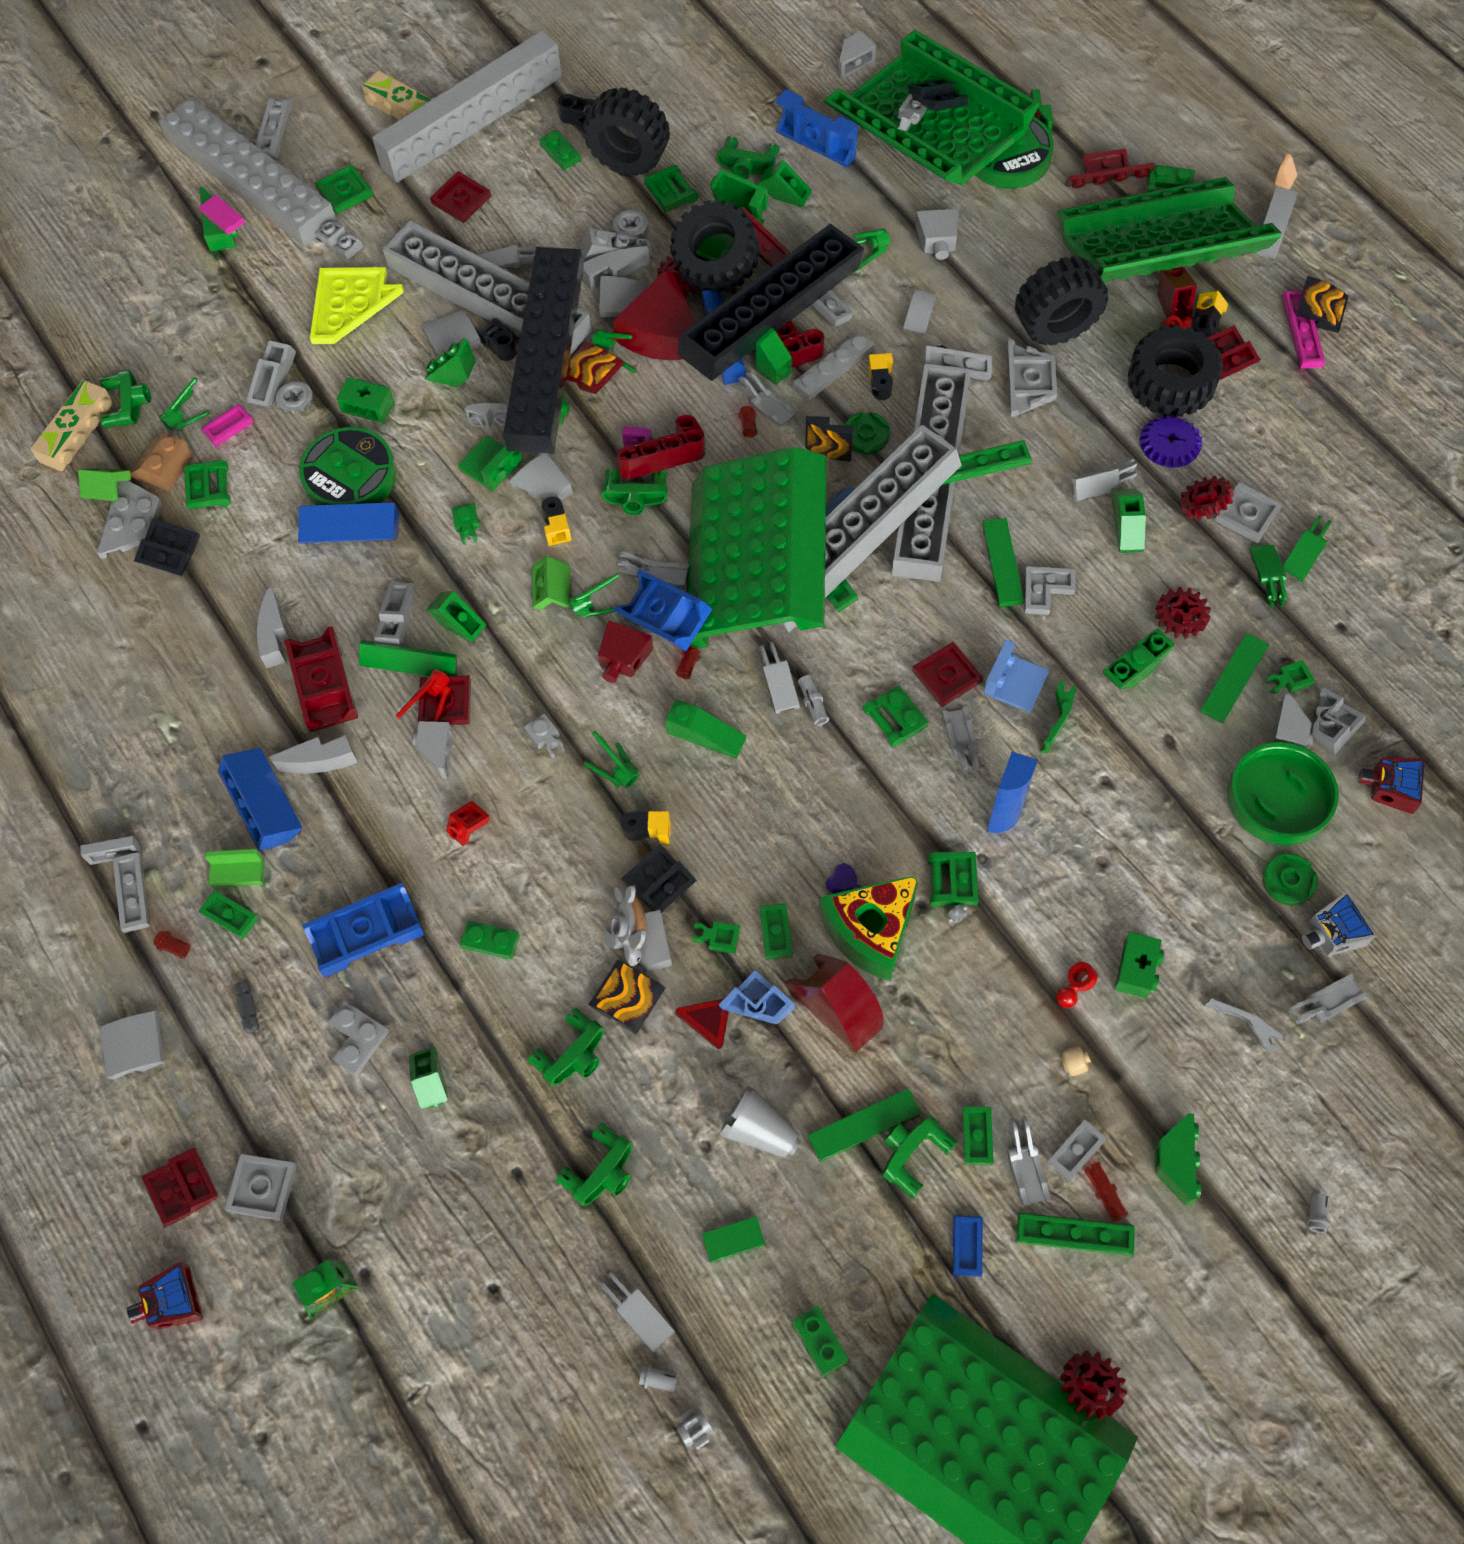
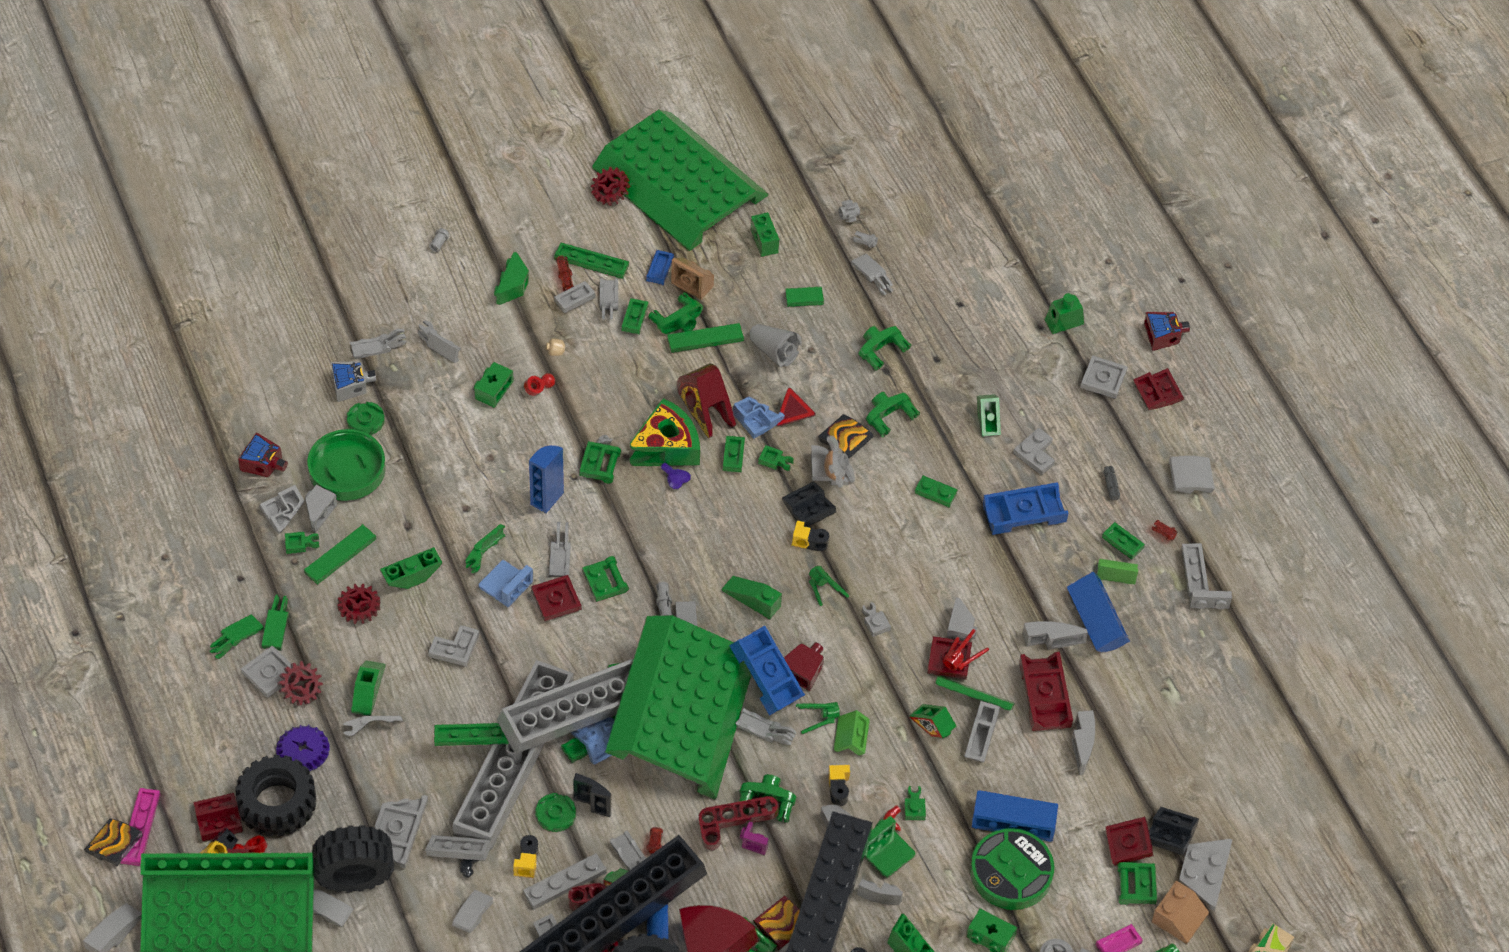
camera: 175 degrees left, 10 degrees down
(101, 483) = (1228, 900): bright green panel -> none
(215, 521) = (1129, 841): none -> dark red plate
(466, 821) = (942, 566): red bracket -> none
(492, 504) = (893, 812): none -> red animal
(911, 1223) = (691, 277): none -> medium nougat slope
(1002, 562) = (481, 677): green tile -> none

